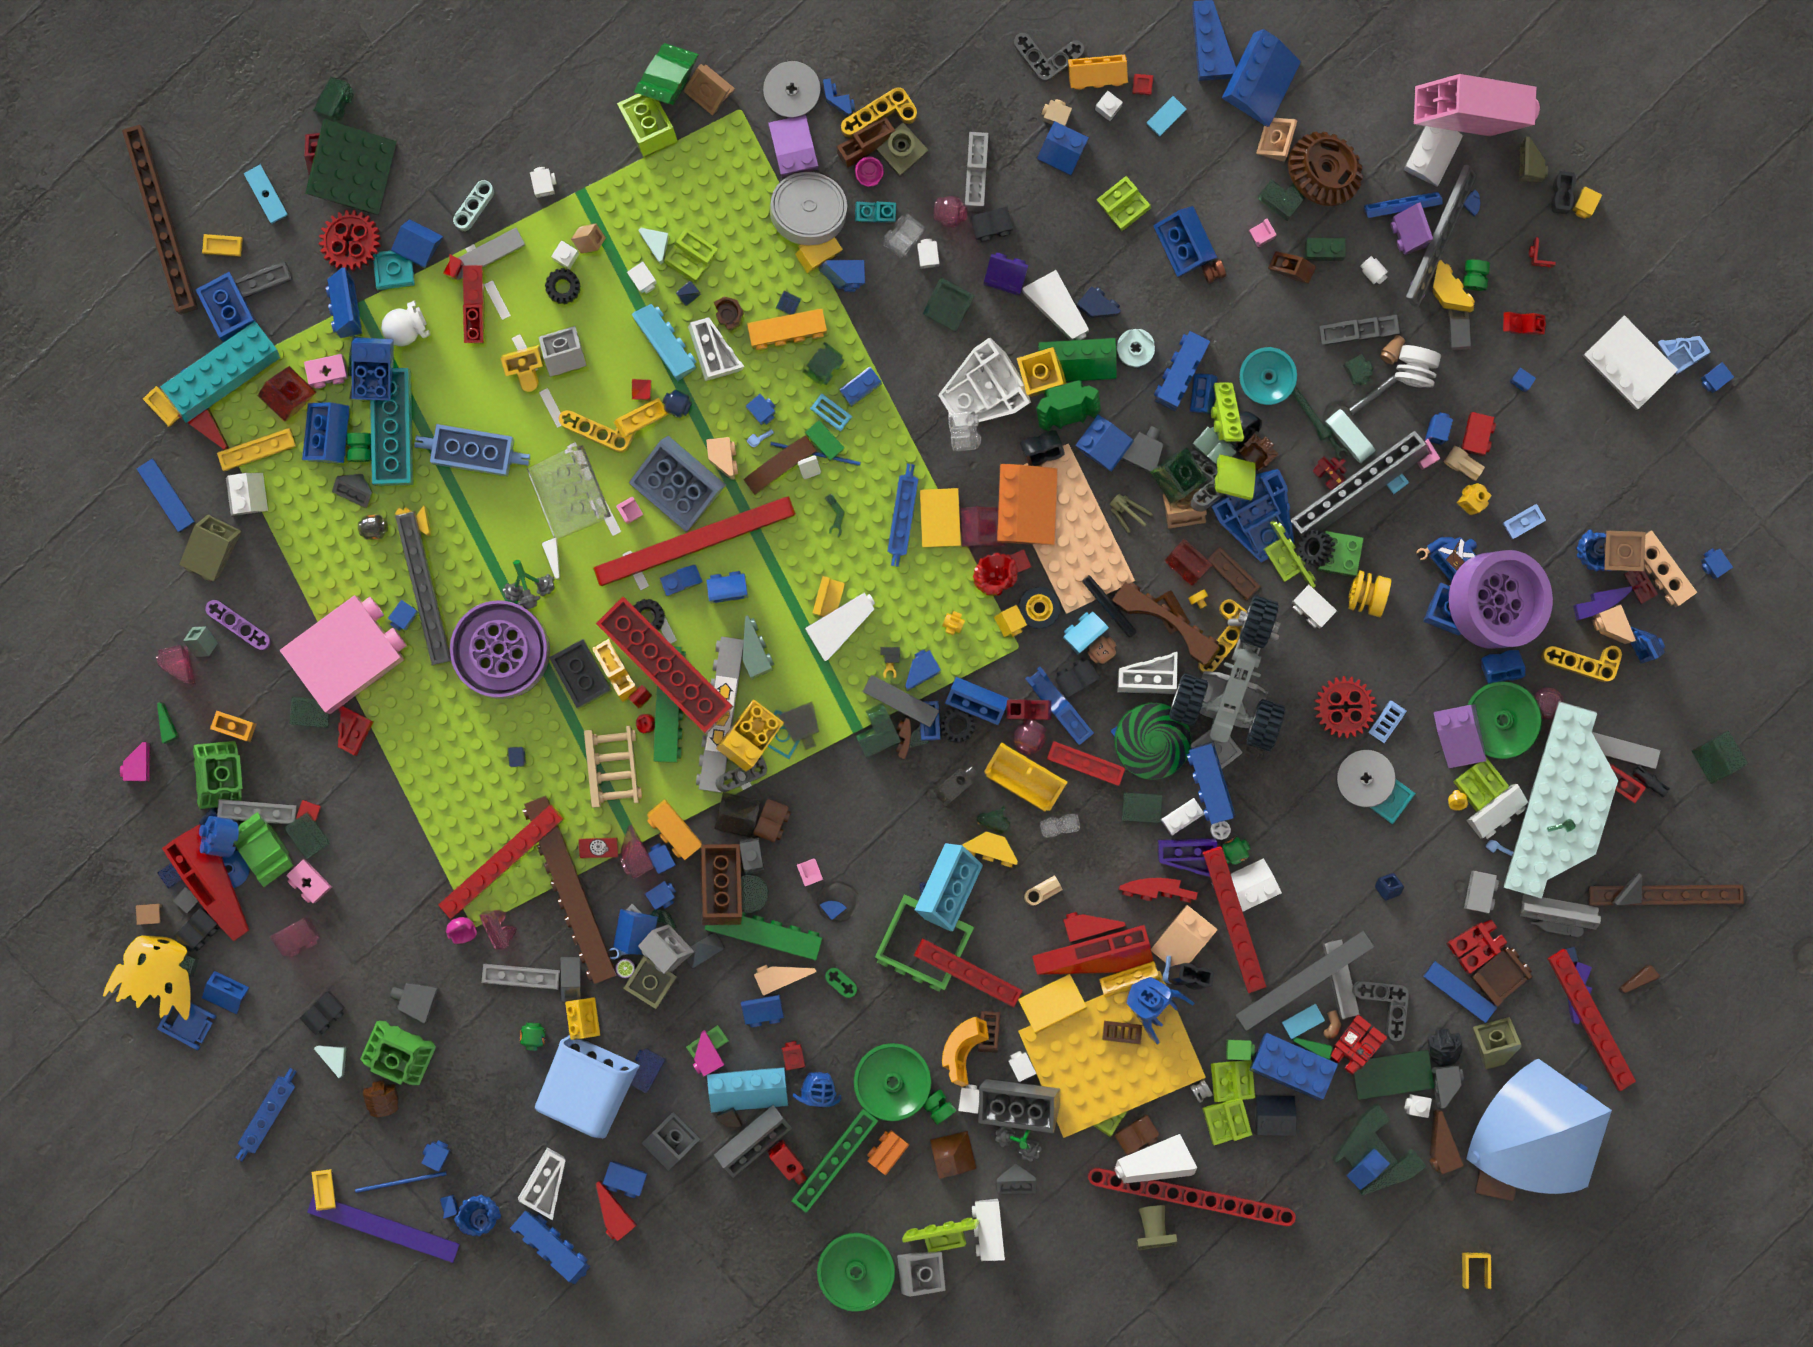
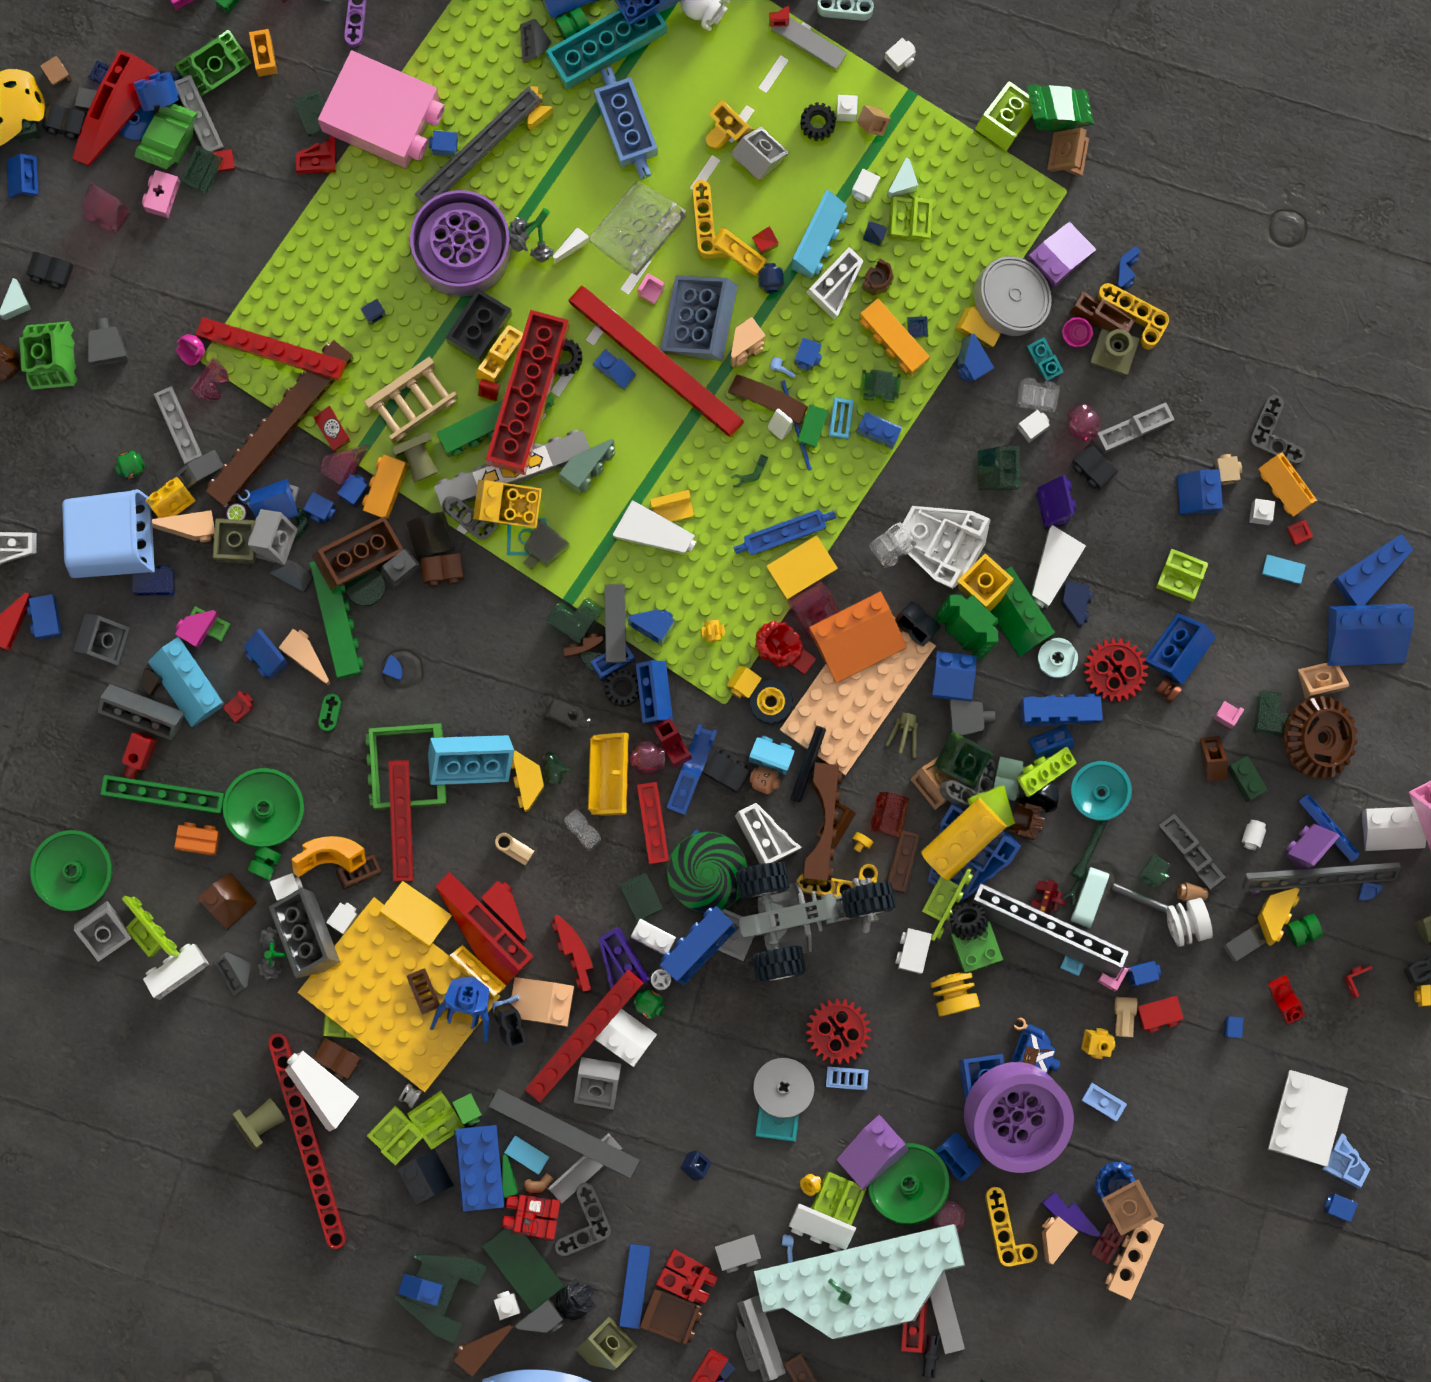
camera: 55 degrees right, 5 degrees down
(372, 527) = (508, 75): clear smoke head -> none
(473, 304) = (757, 54): red slope -> none
(616, 1012) = (191, 526): none -> light nougat slope
(645, 723) = (466, 408): red tile -> none
(664, 788) = (417, 456): none -> olive plant
(727, 588) = (629, 412): blue slope -> none
(783, 77) = (1108, 239): light grey piece -> none
(810, 872) = (414, 629): bright pink panel -> none
(818, 1090) = (218, 745): blue piece -> none
(891, 657) = (651, 592): pearl dark grey piece -> none
(1170, 288) = (1130, 659): none -> red gear
(1247, 514) = (963, 839): none -> yellow container
(1277, 930) = (597, 1083): none -> light grey slope
(1647, 645) = (1055, 1279): blue wedge -> none
(1715, 563) = (1168, 1303): blue brick -> none

